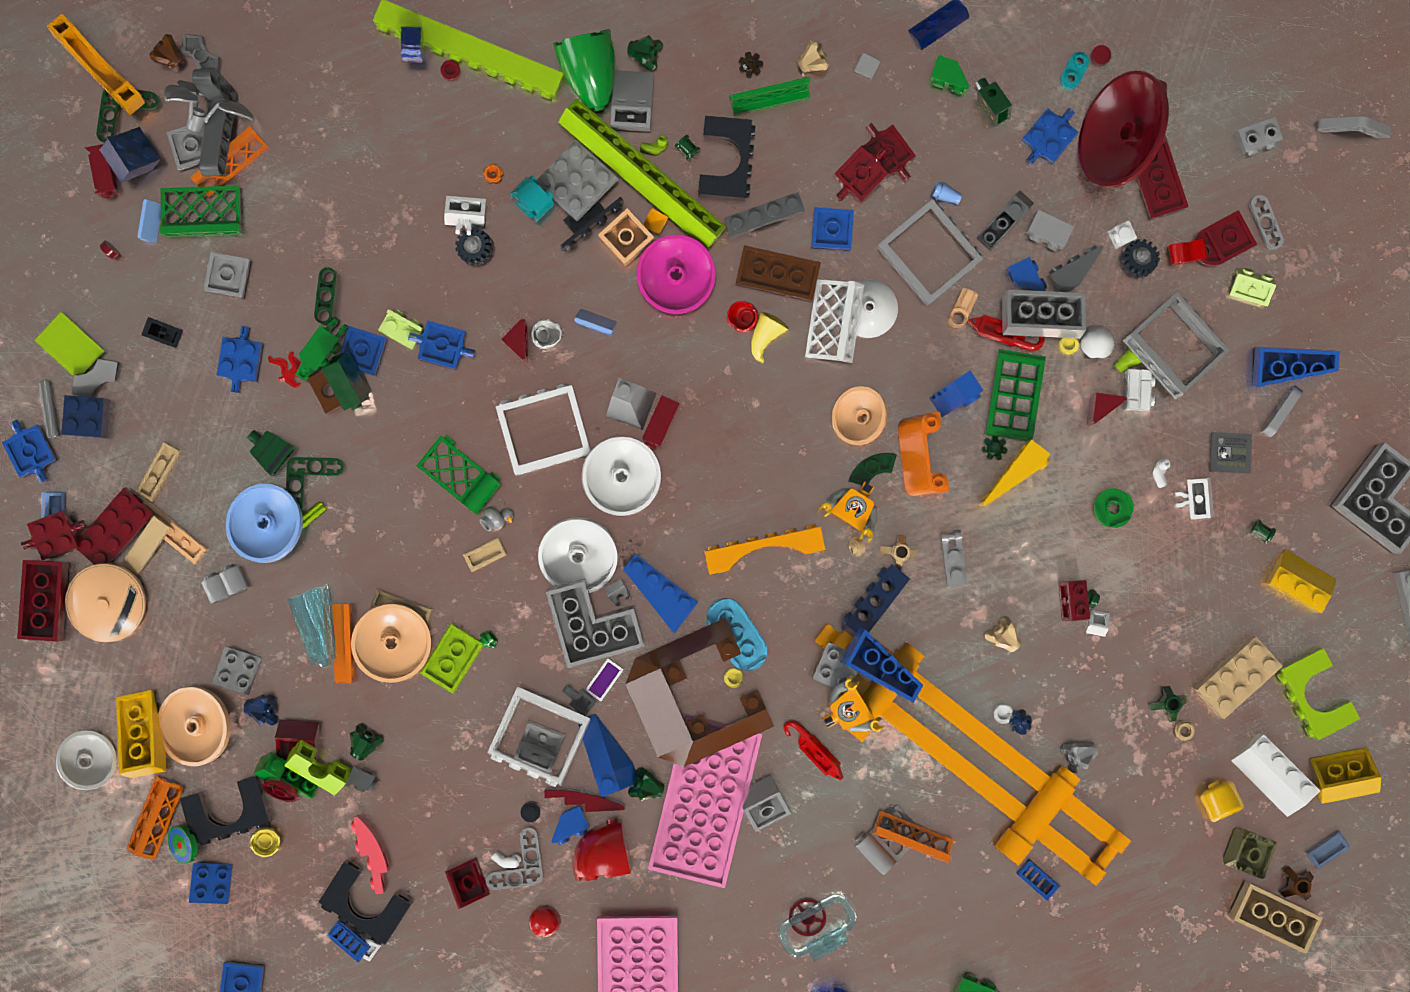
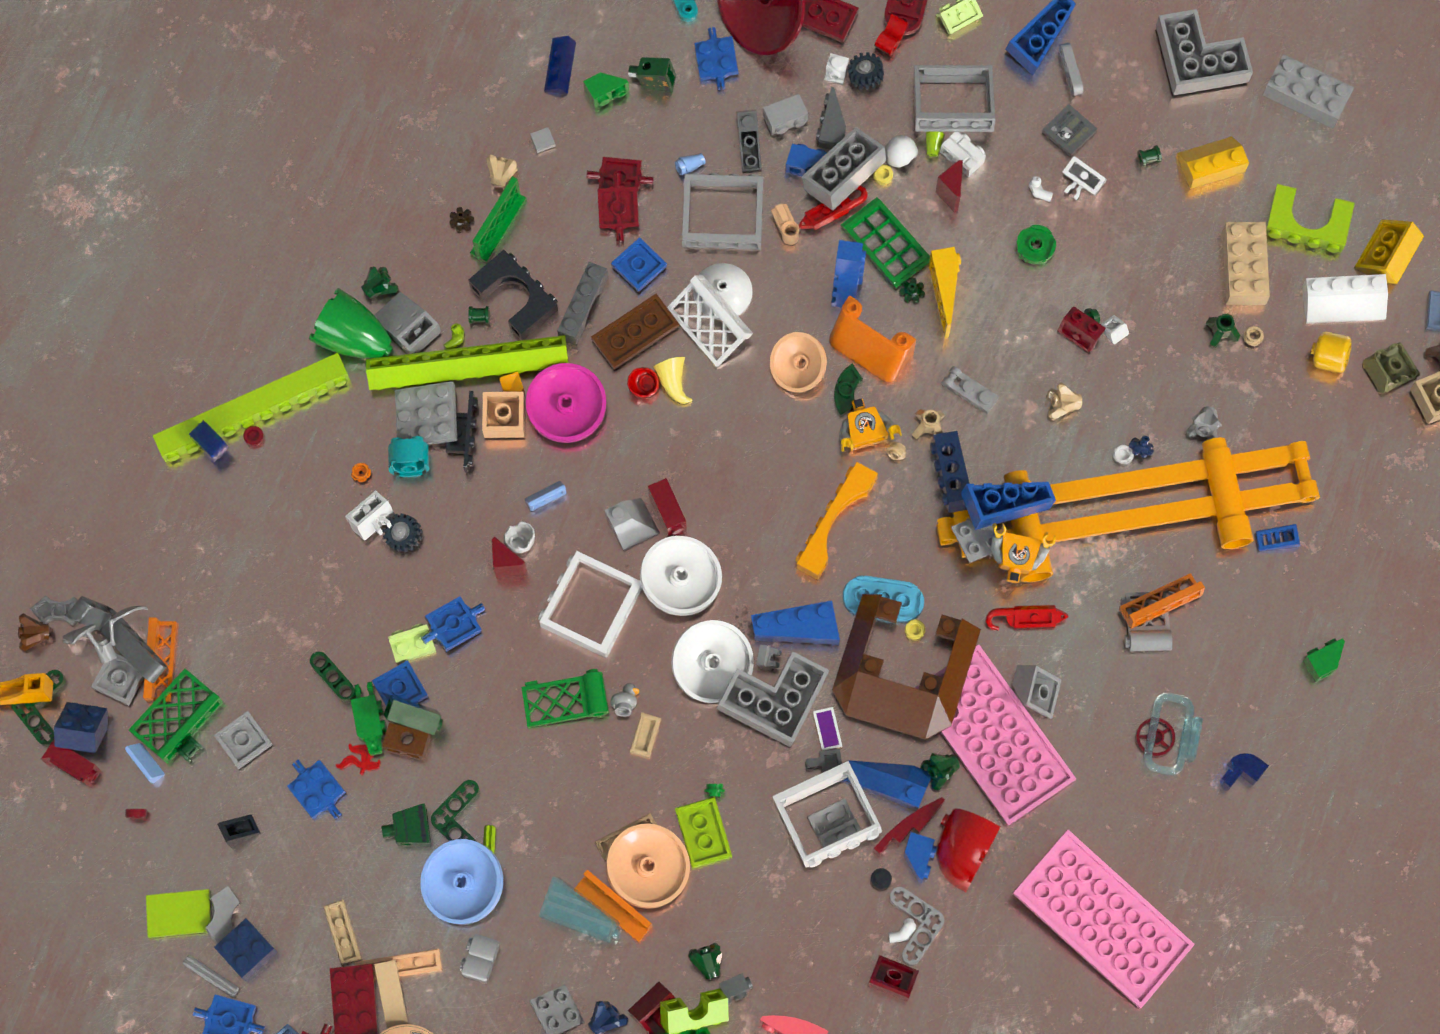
camera: 50 degrees left, 15 degrees down
(186, 243) = (189, 749): none -> dark green bush
(544, 921) = (979, 945): red hair -> none

